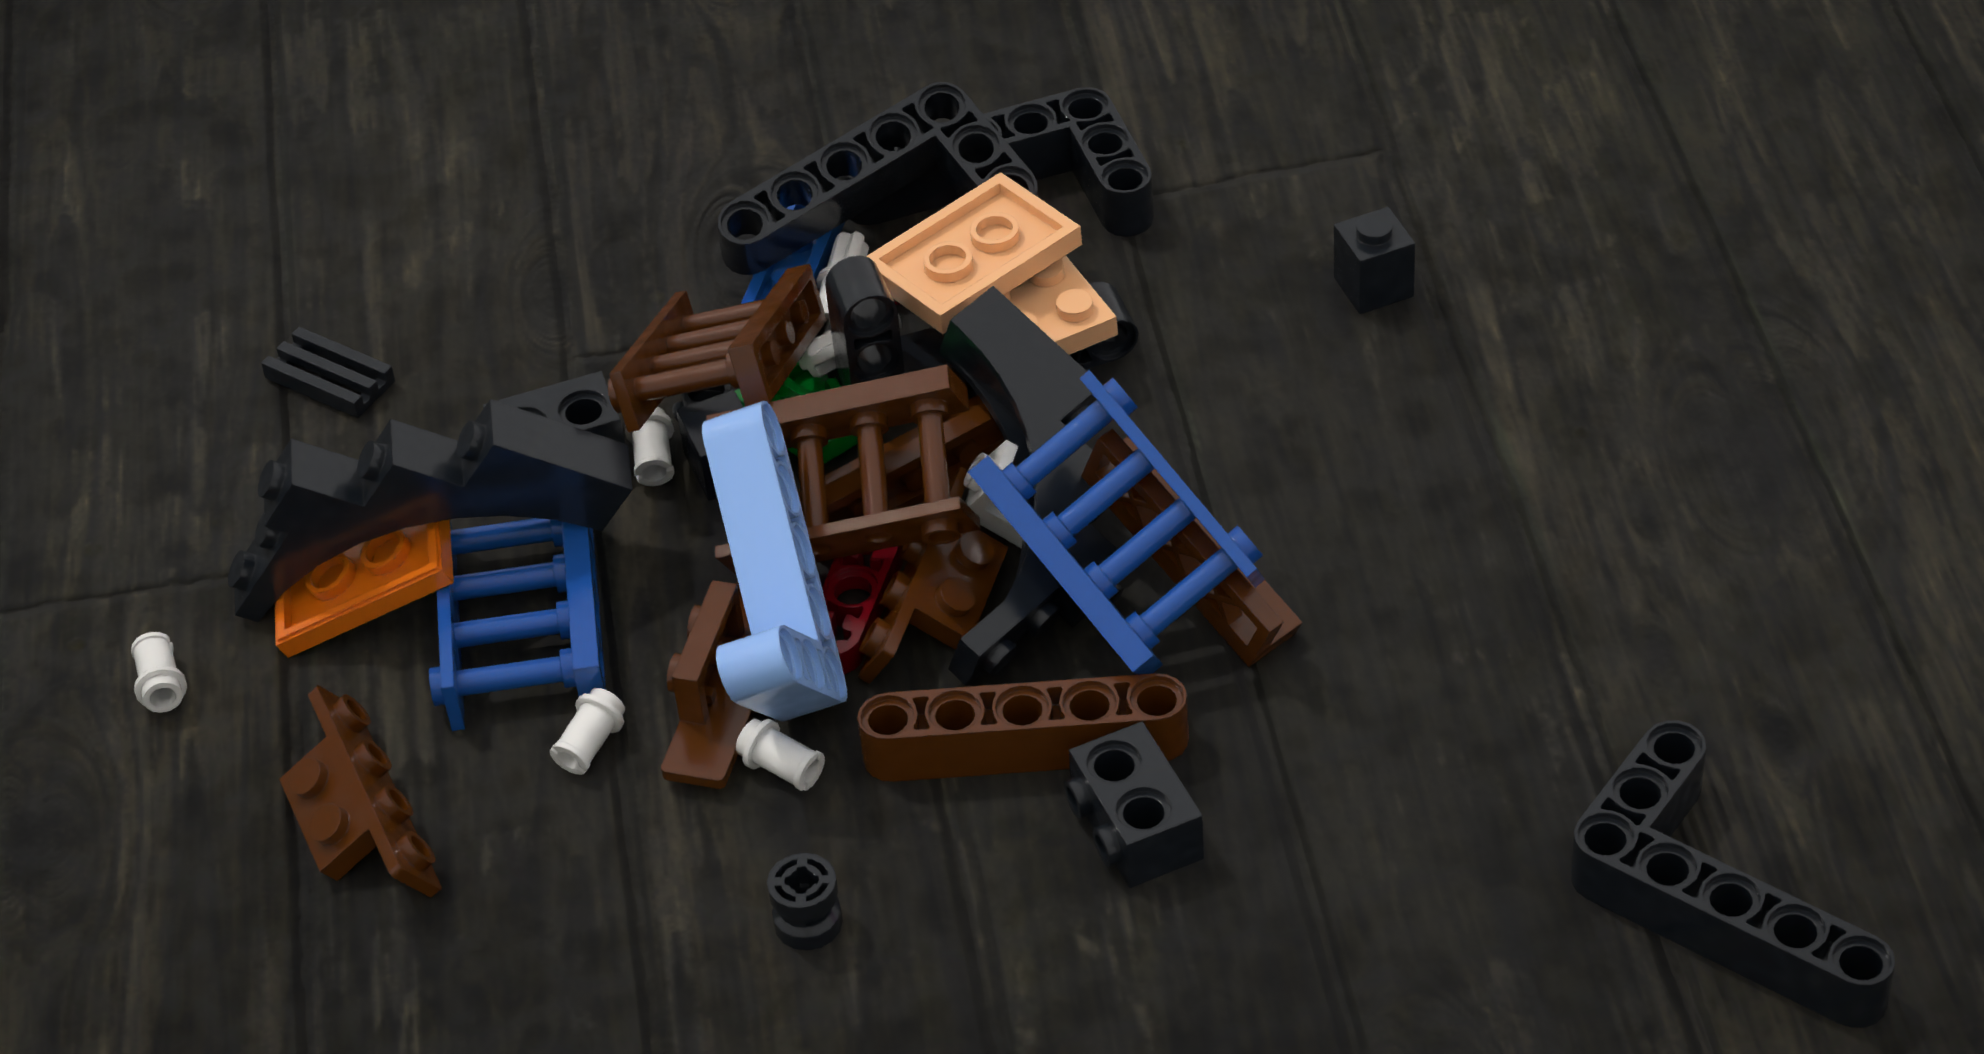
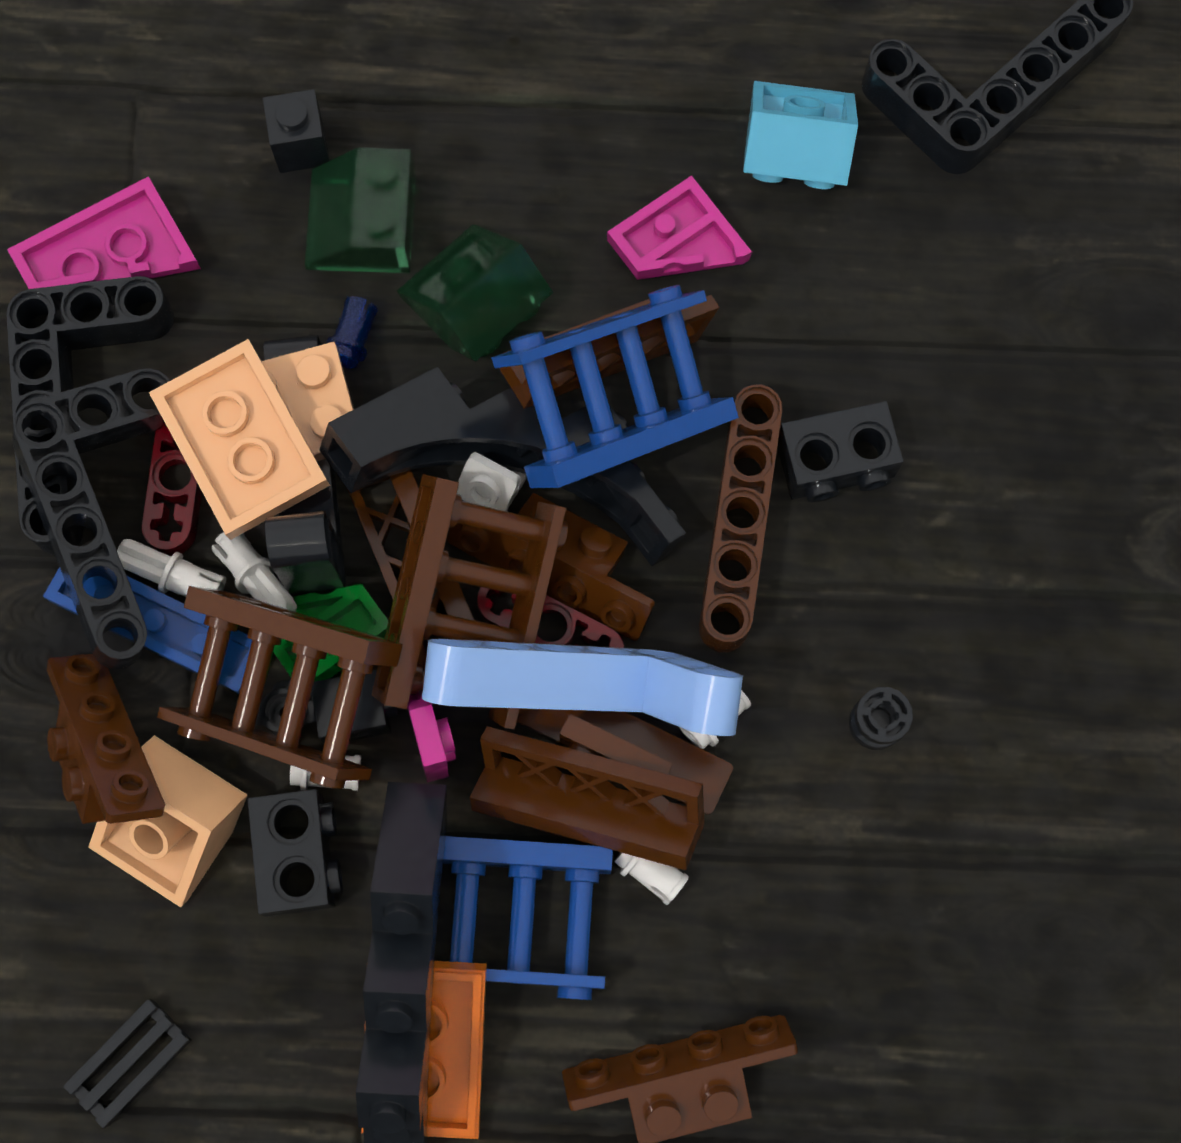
camera: 85 degrees left, 30 degrees up
(578, 328) = (181, 845): none -> light nougat slope
(634, 247) = (98, 746): none -> reddish brown bracket
(643, 638) = (588, 805): none -> reddish brown fence
(683, 495) = (432, 738): none -> dark pink wing
(1153, 361) = (353, 331): none -> clear blue pin
(1194, 159) = (109, 240): none -> dark pink wing
(1231, 446) = (477, 291): none -> clear green slope
(1302, 347) = (362, 212): none -> clear green slope
(1372, 609) = (678, 235): none -> dark pink wing
(1550, 691) = (800, 135): none -> medium azure slope

